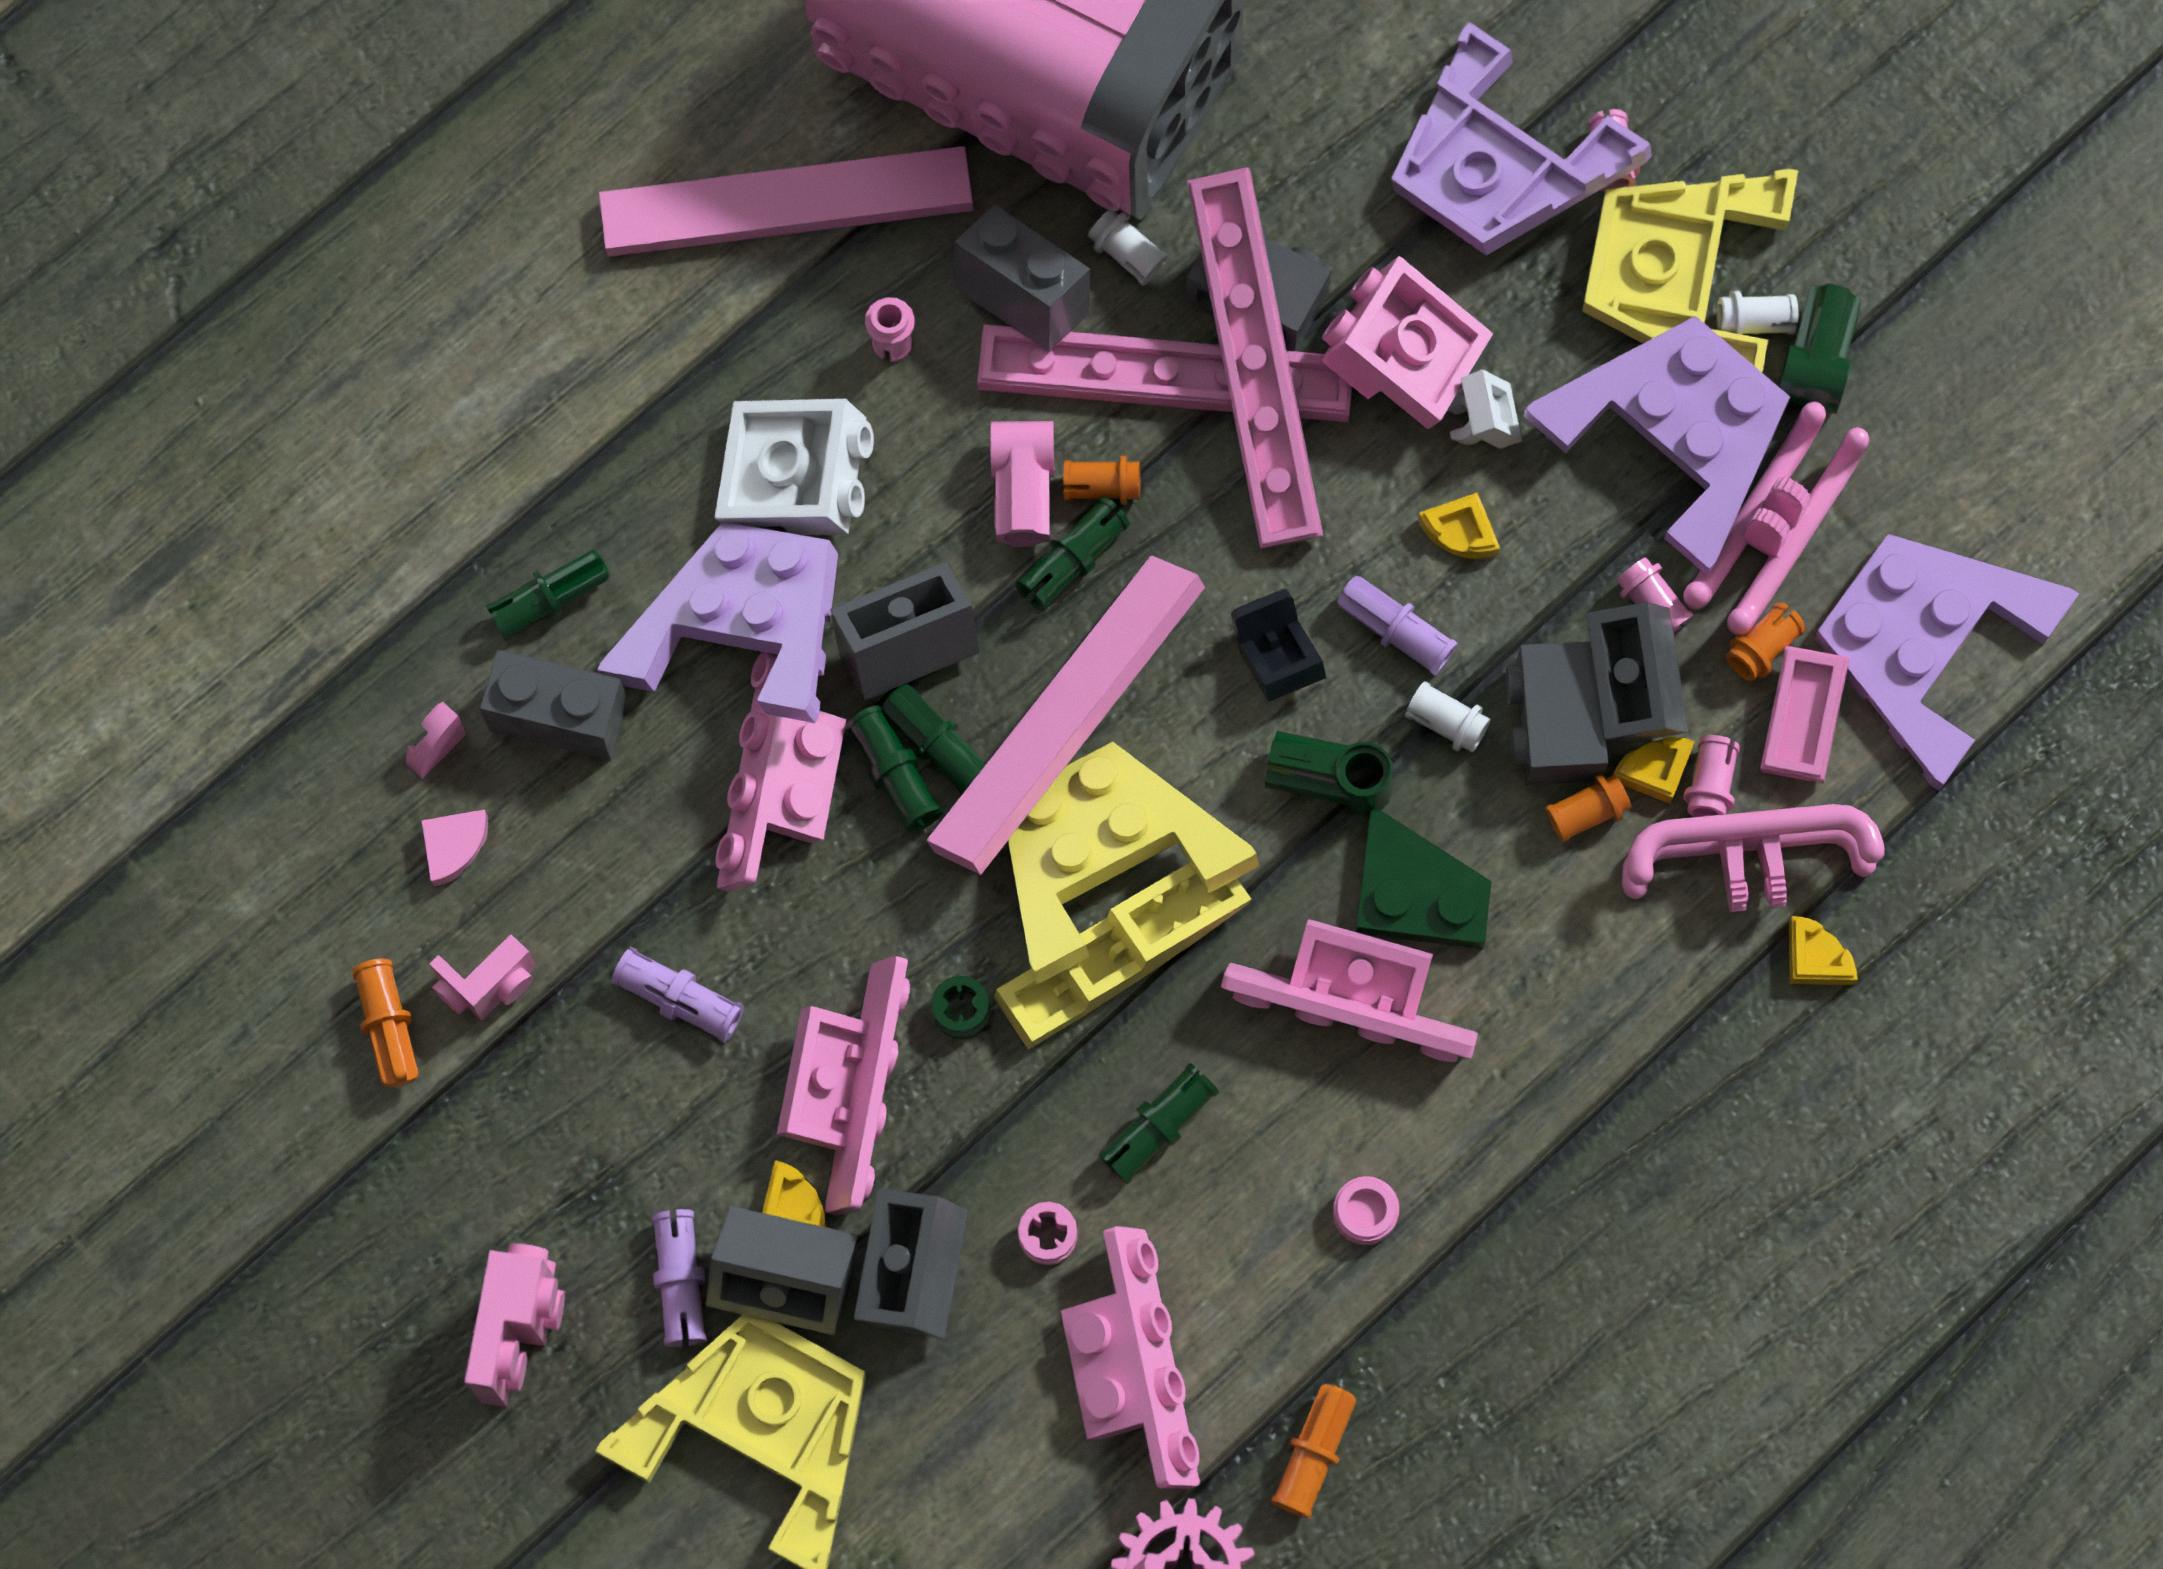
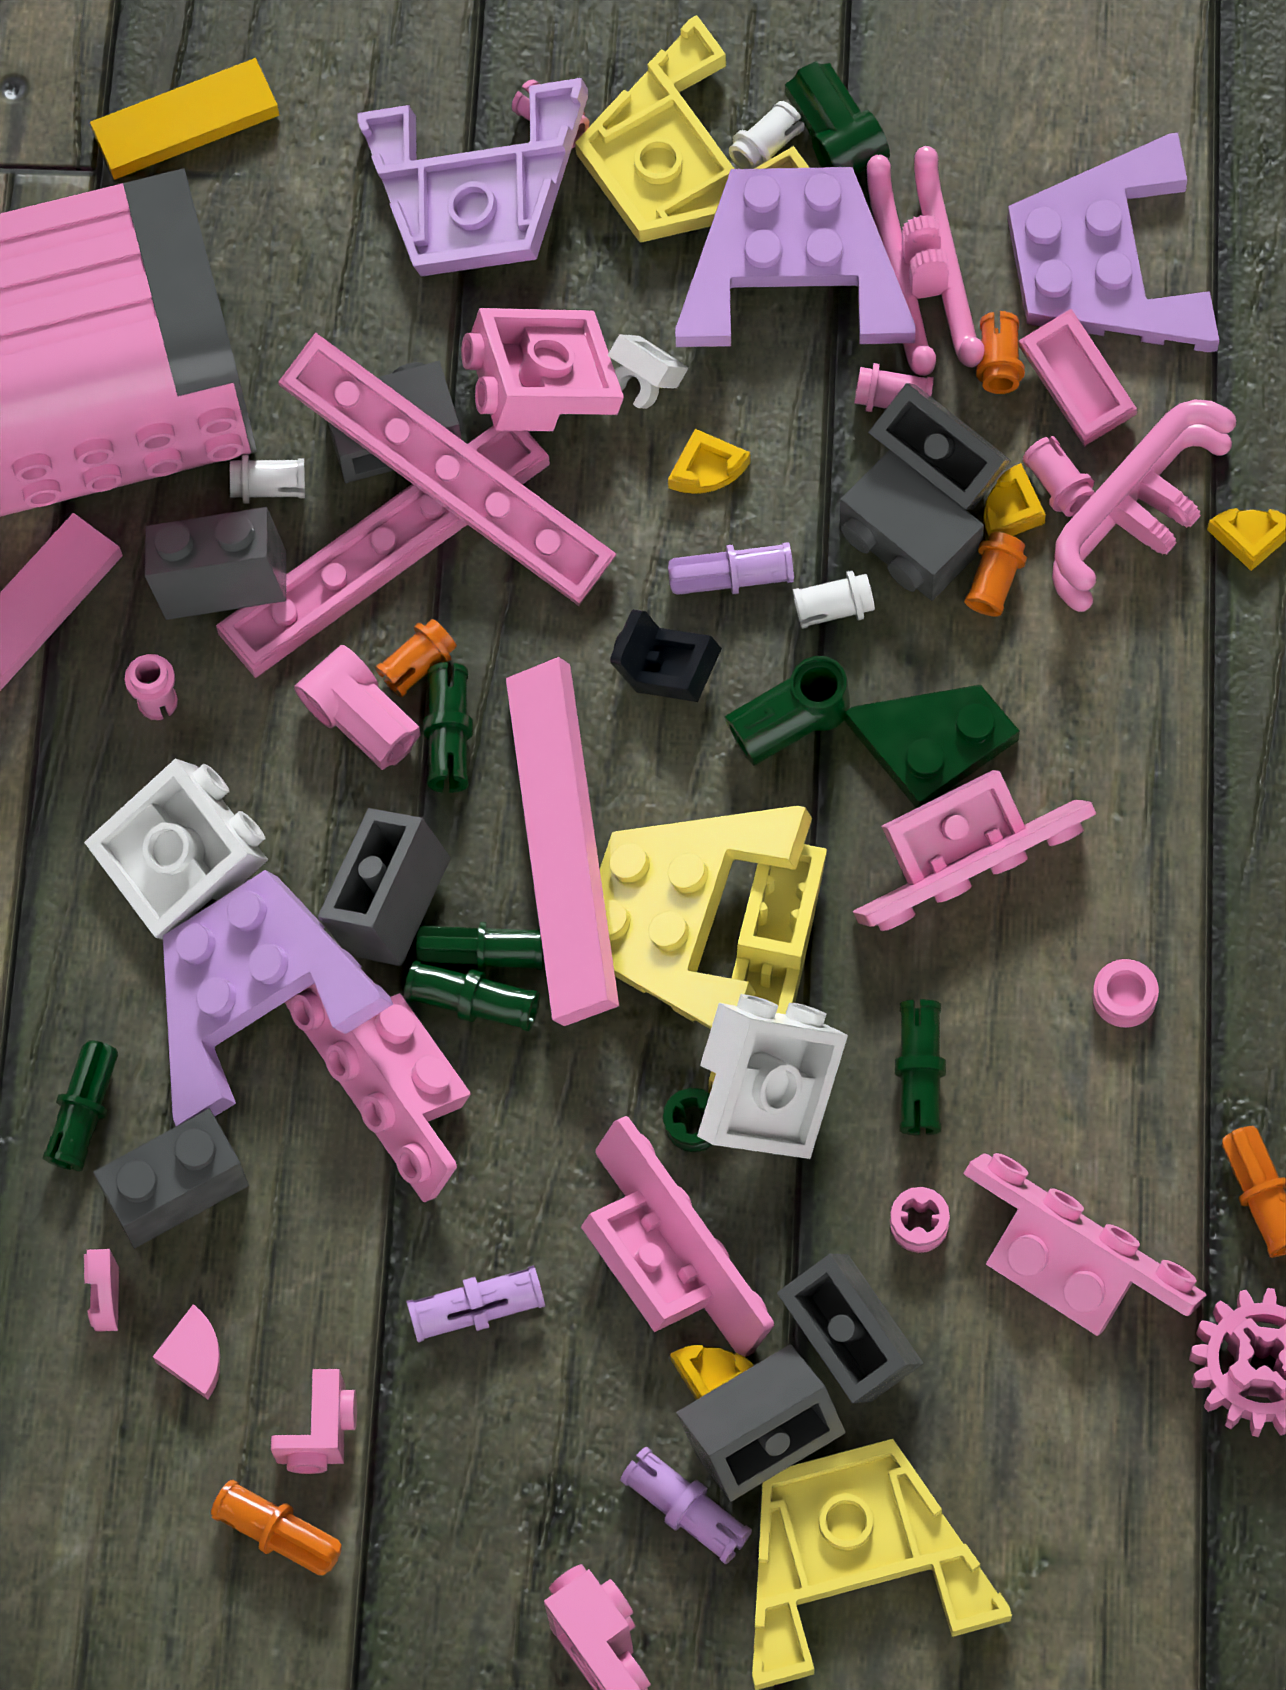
camera: 40 degrees left, 5 degrees down
(1031, 1027) = (769, 1076): none -> white plate

